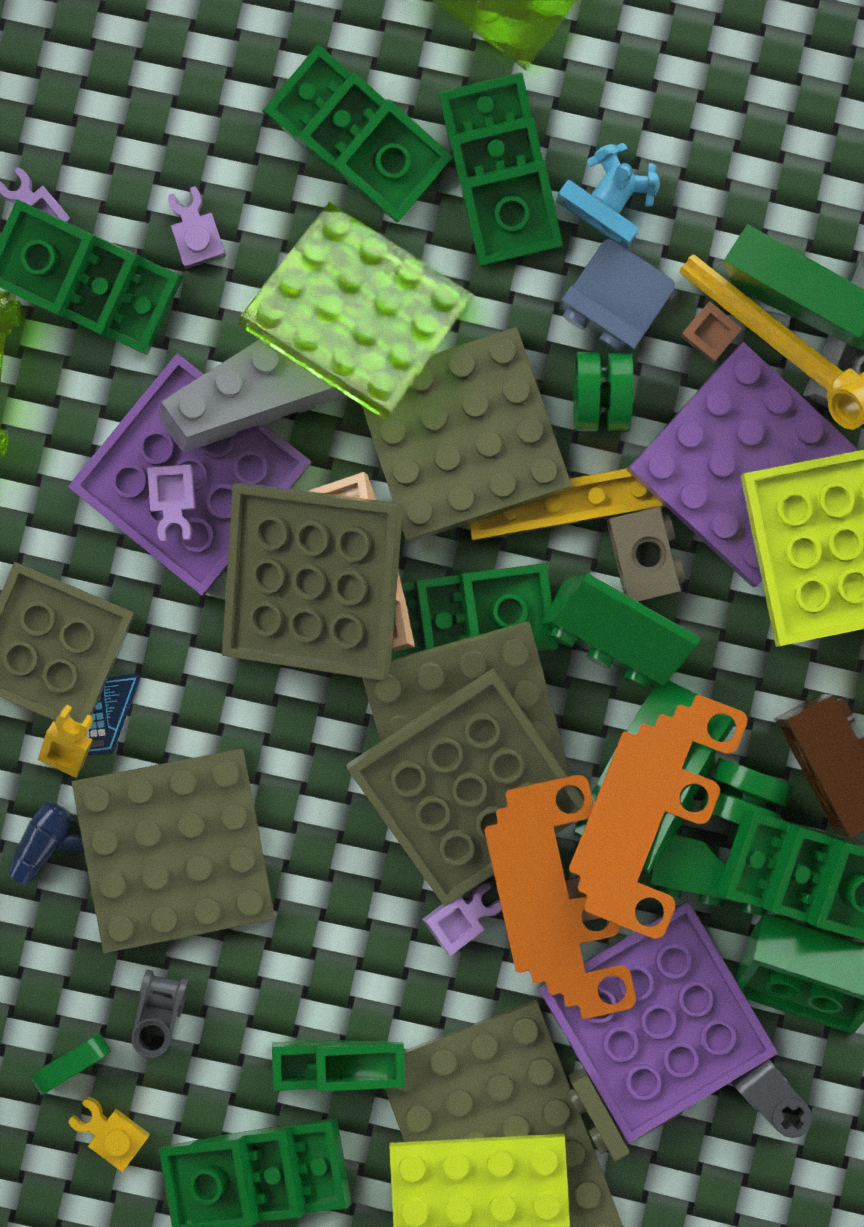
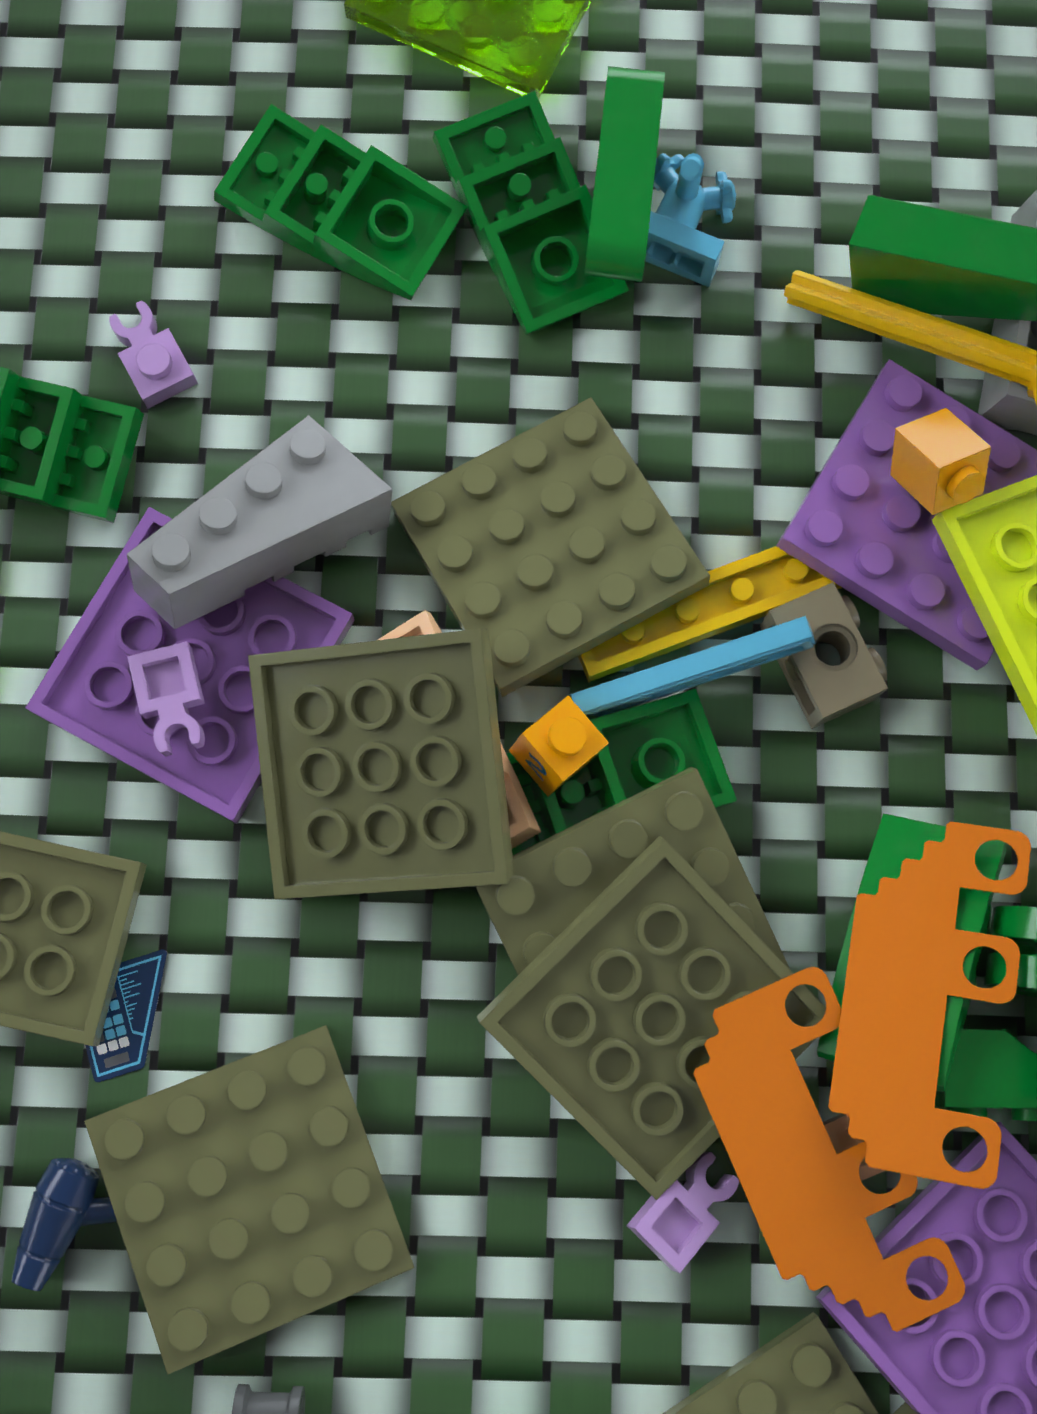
camera: 15 degrees left, 10 degrees down
(66, 743) = (69, 1068): yellow plate -> none
(355, 310) = (374, 406): clear neon green plate -> none
(438, 590) = (558, 745): none -> light orange brick
(546, 552) = (696, 668): none -> medium azure tile
(573, 165) = (625, 174): none -> green beam
(603, 391) = (724, 450): green wheel -> none
(617, 297) = (711, 338): sand blue bracket -> none
(618, 631) = (820, 754): green slope -> none
(711, 332) = (842, 359): nougat plate -> none
(751, 437) = (940, 461): none -> light orange brick

